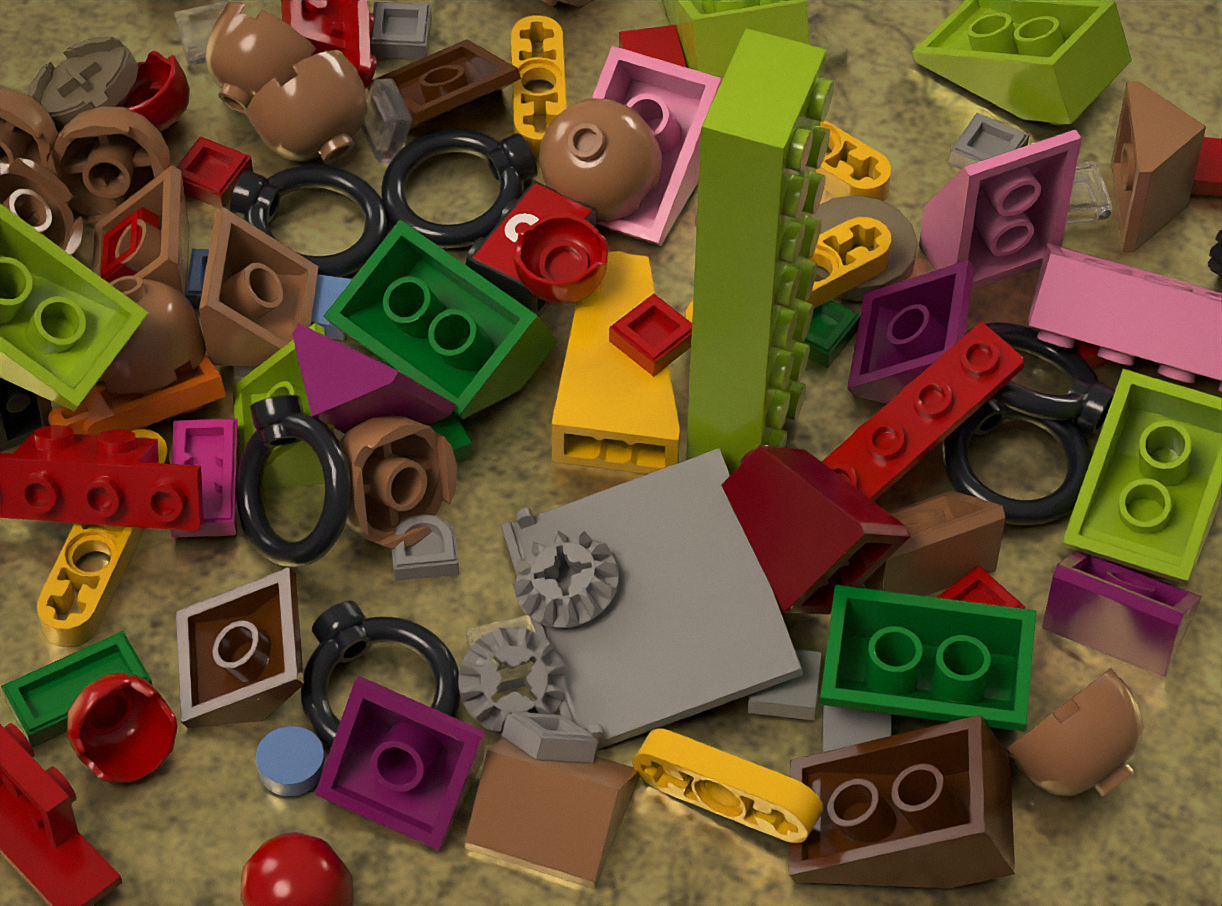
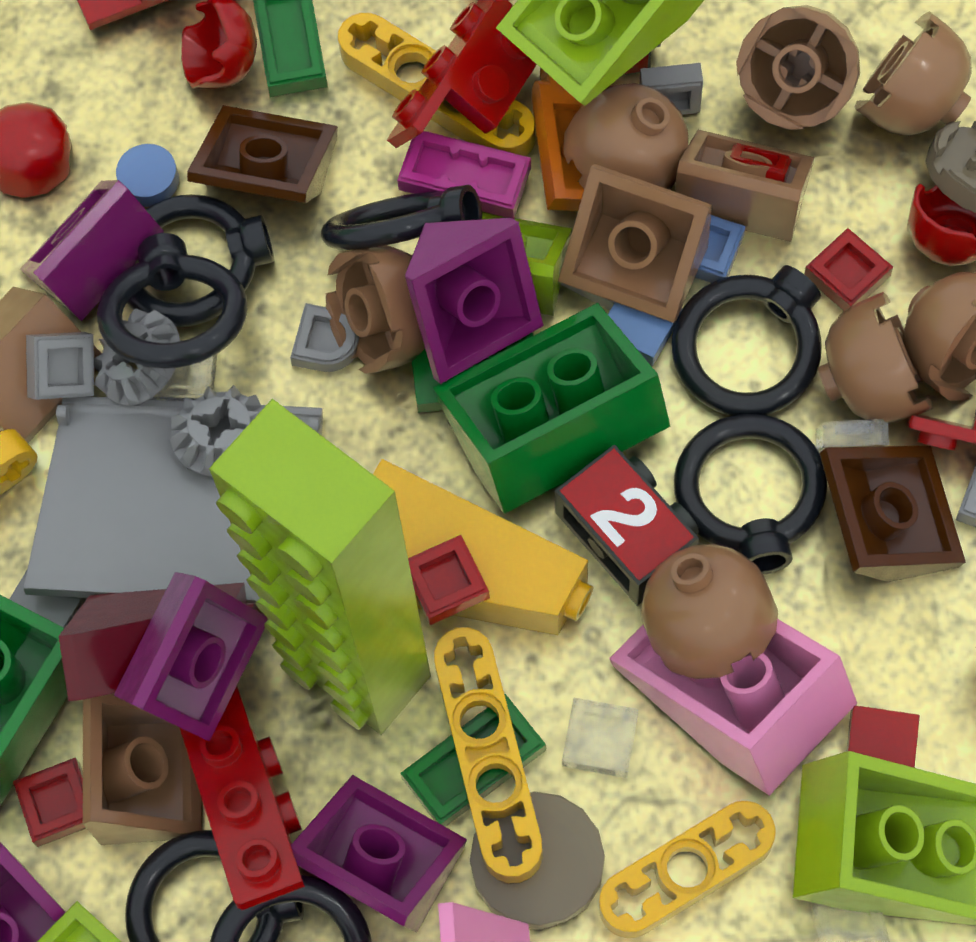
camera: 115 degrees right, 15 degrees up
(107, 158) = (864, 167): medium nougat cylinder -> none
(404, 678) = (165, 267): none -> black piece
(547, 68) = (911, 643): yellow beam -> none
(561, 258) = (553, 507): red hair -> none
(834, 437) = (192, 655): none -> magenta slope

